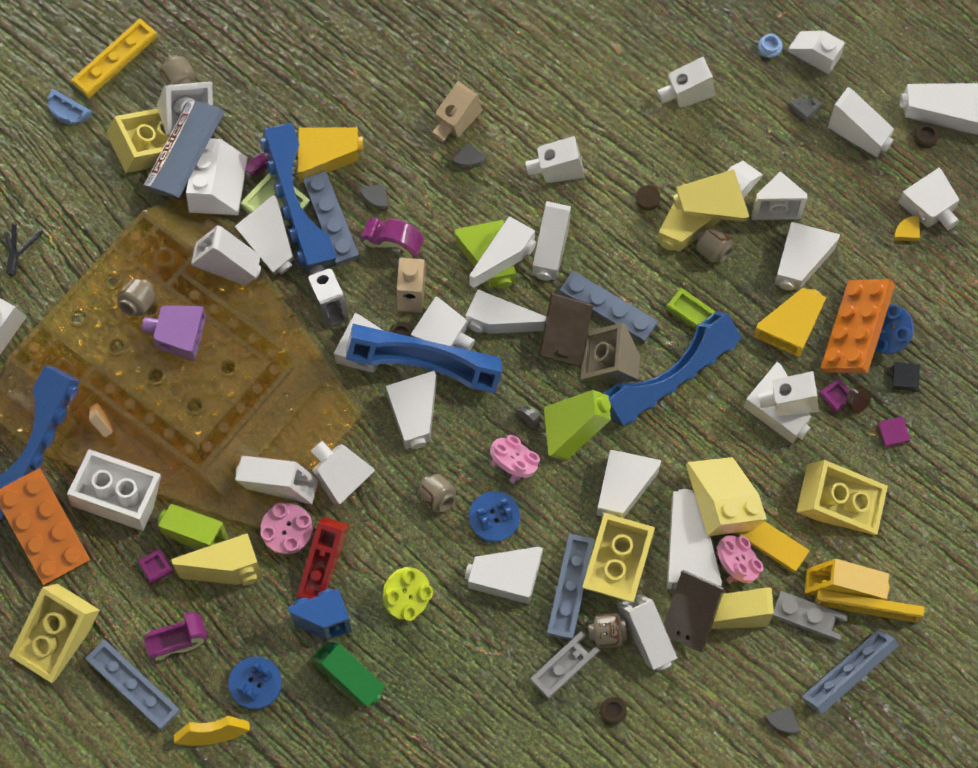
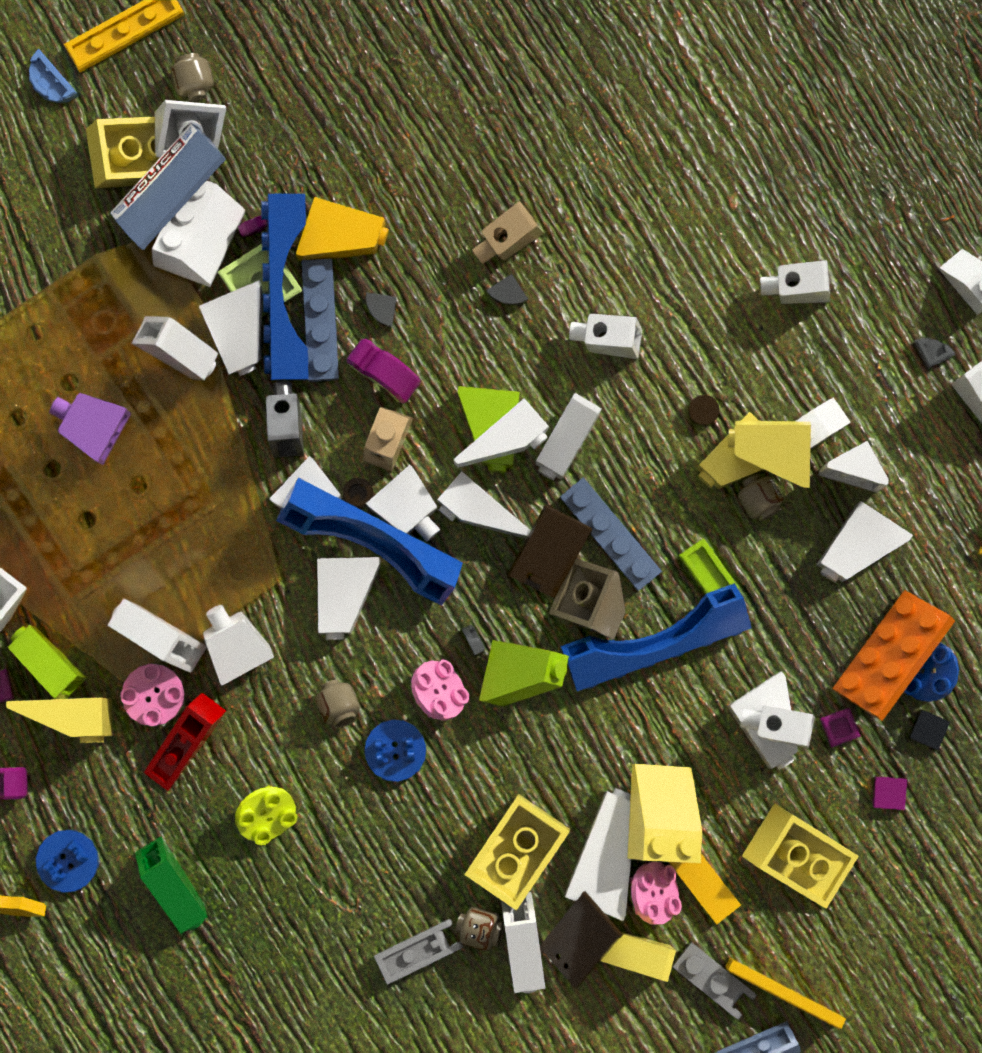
camera: 15 degrees right, 15 degrees up
(136, 297) = (54, 368): dark tan head -> none
(322, 615) = (162, 815): blue slope -> none
(506, 573) = (386, 825): white slope -> none
(569, 587) = (454, 862): sand blue plate -> none
(613, 711) = (456, 1019): dark brown tile -> none
(625, 482) = (554, 760): white slope -> none
(770, 45) = (918, 257): light blue plate -> none
(792, 321) = (821, 624): yellow slope -> none
(847, 579) = (769, 959): yellow slope -> none
(858, 398) = (862, 742): dark brown tile -> none

